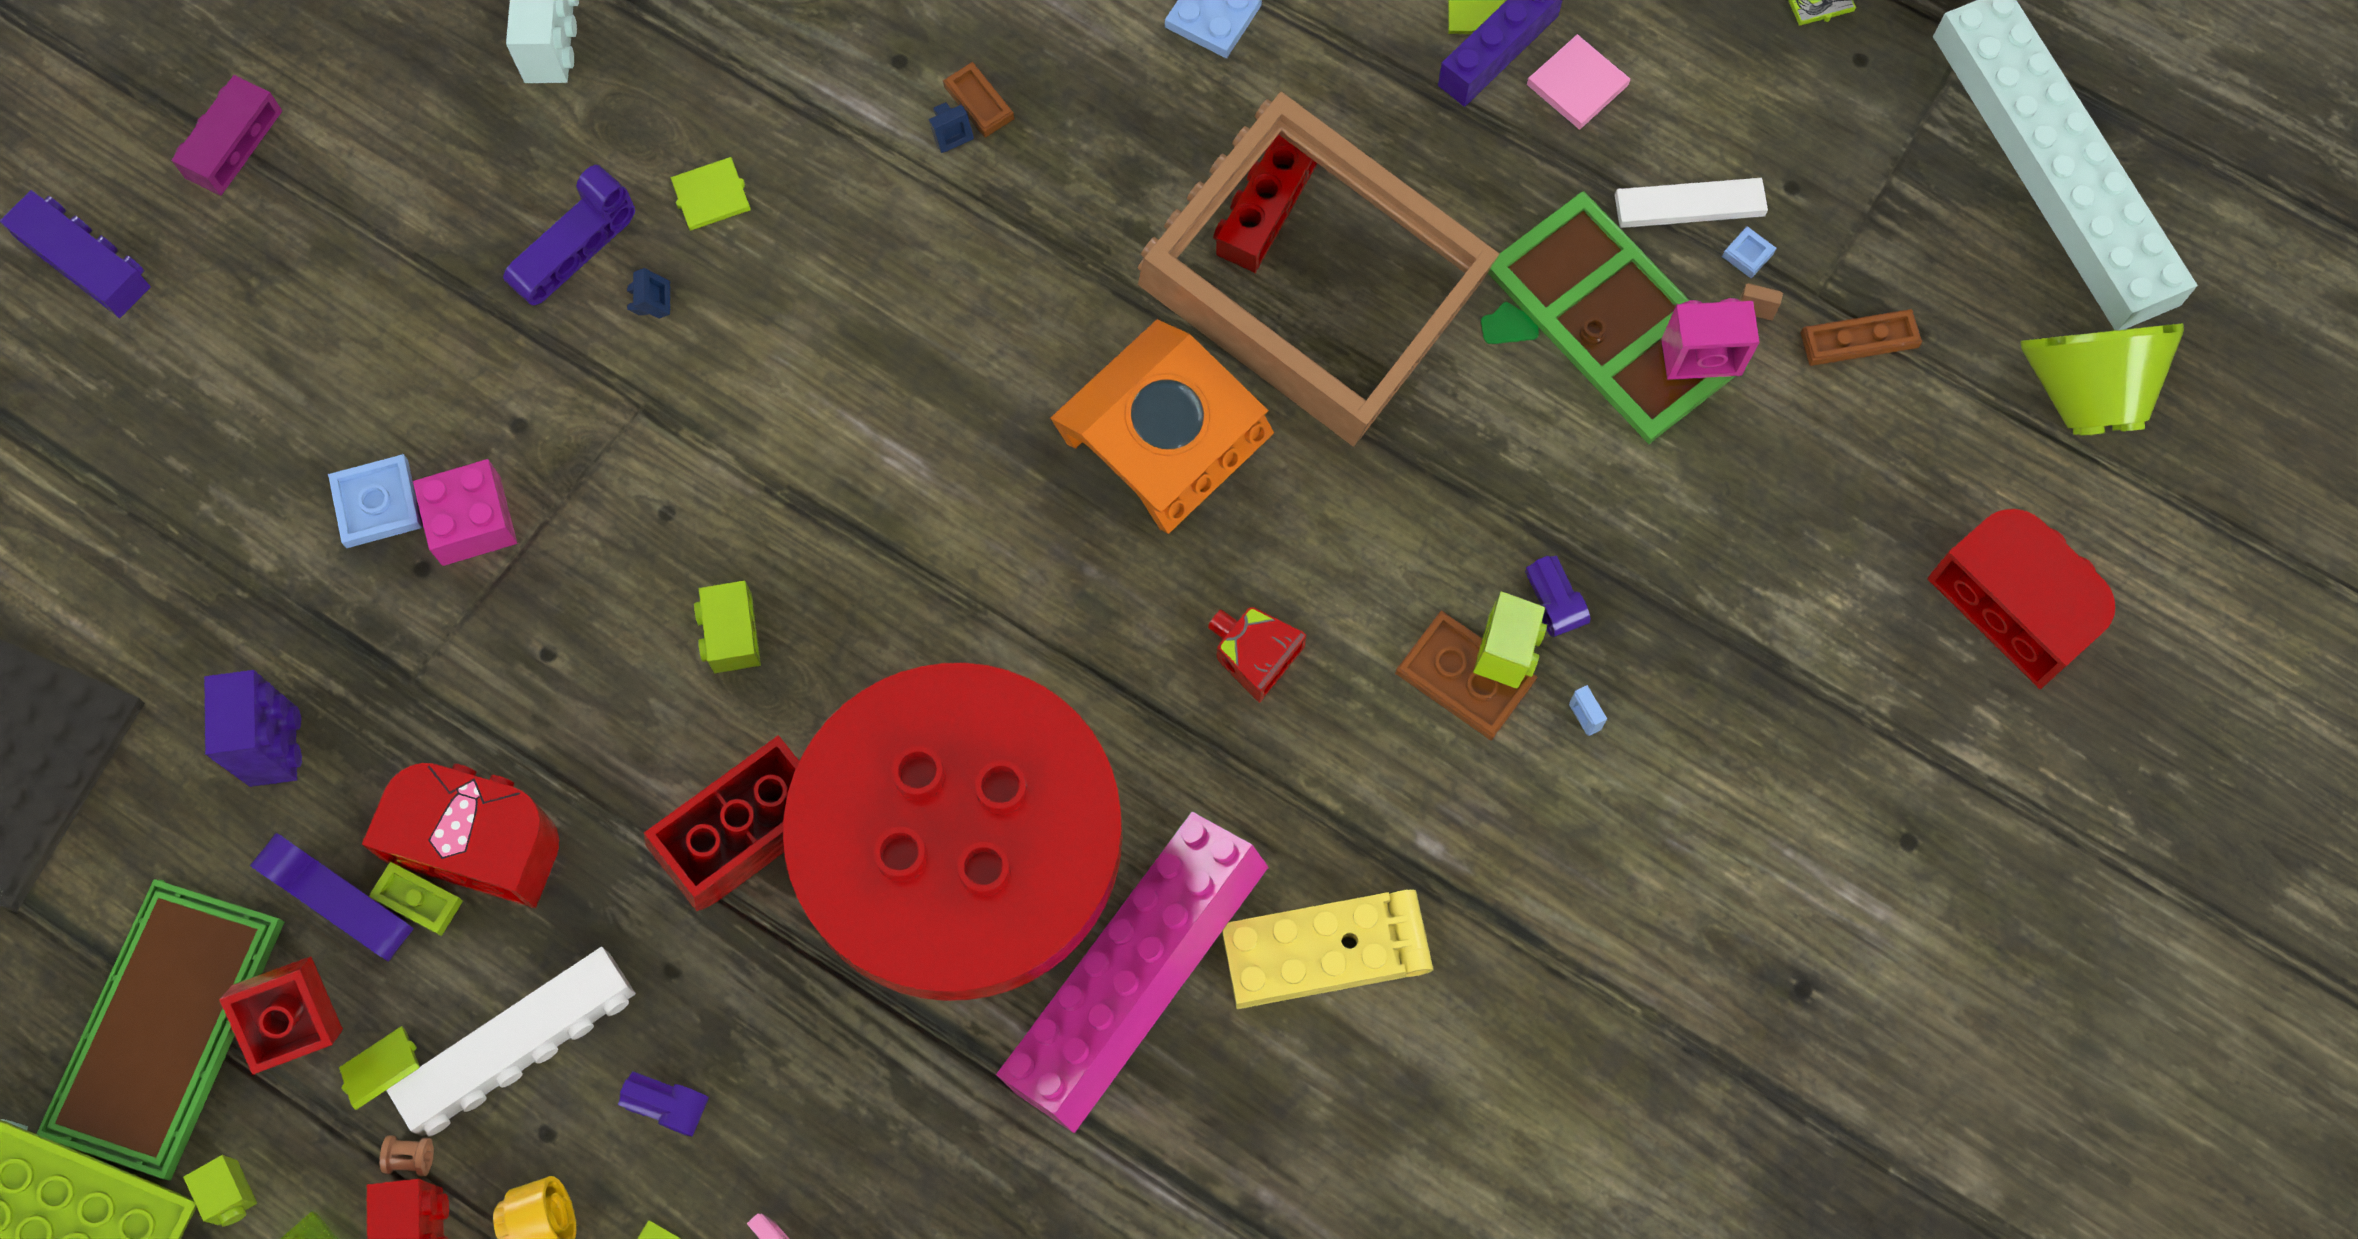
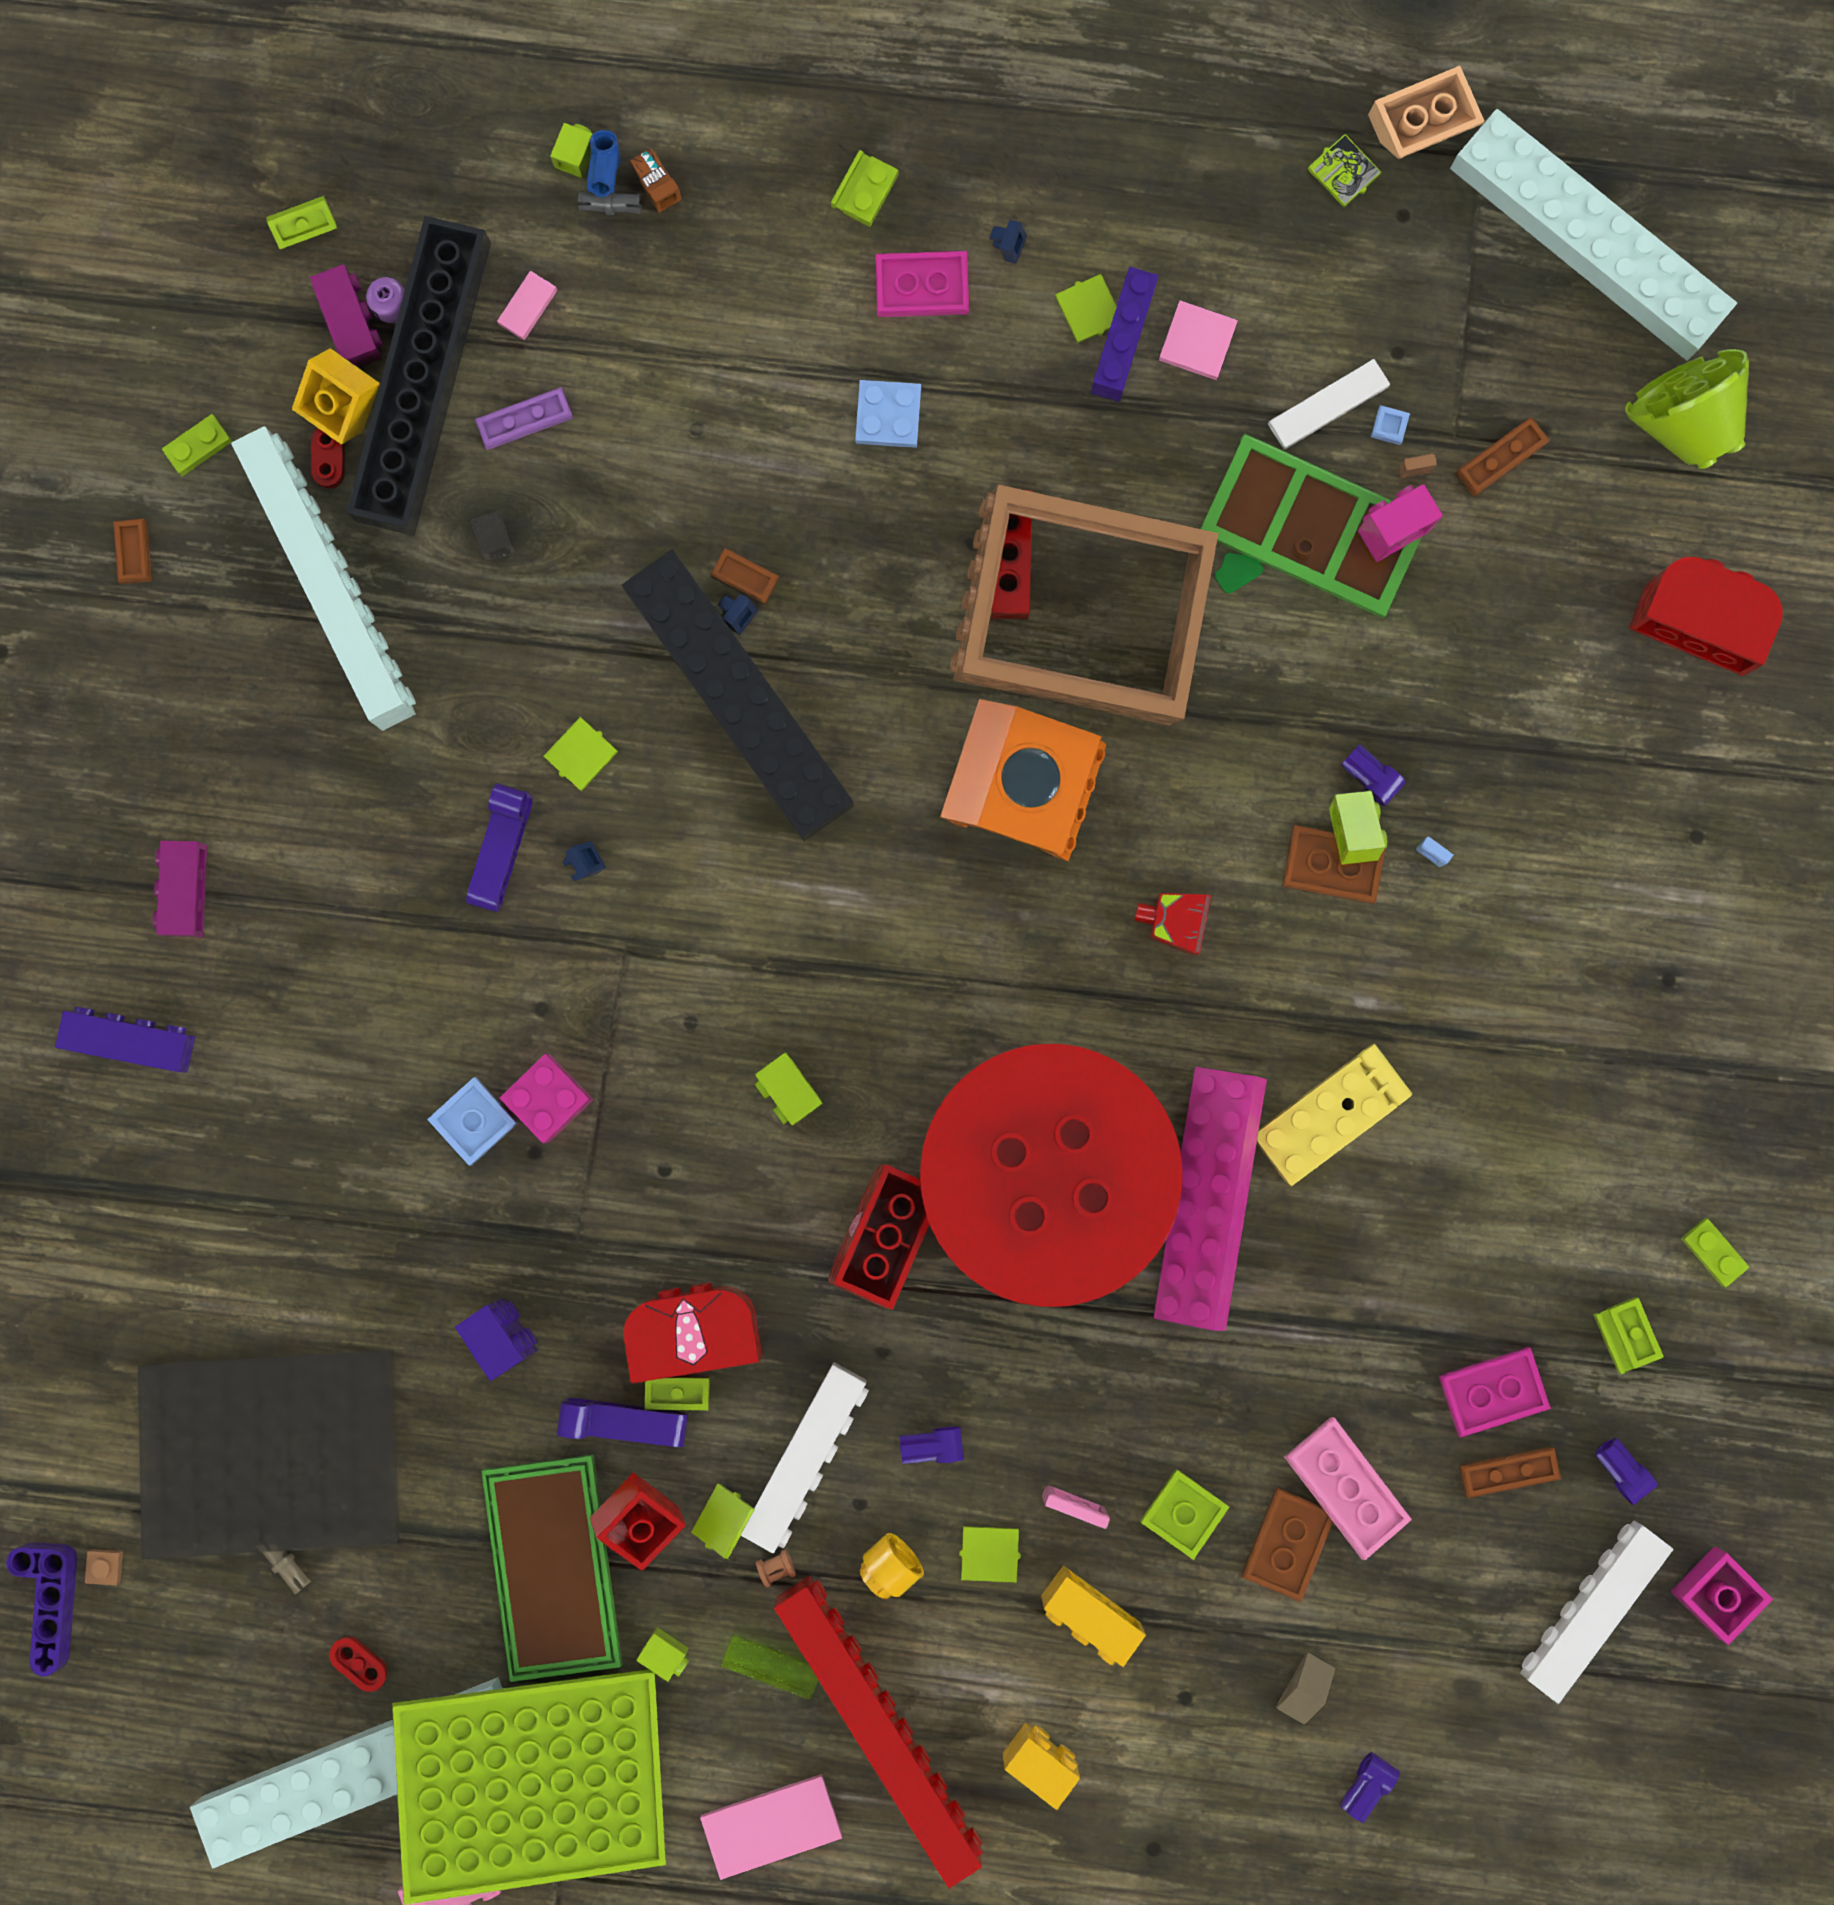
camera: 25 degrees left, 15 degrees up
(904, 208) = (738, 695): none -> black brick

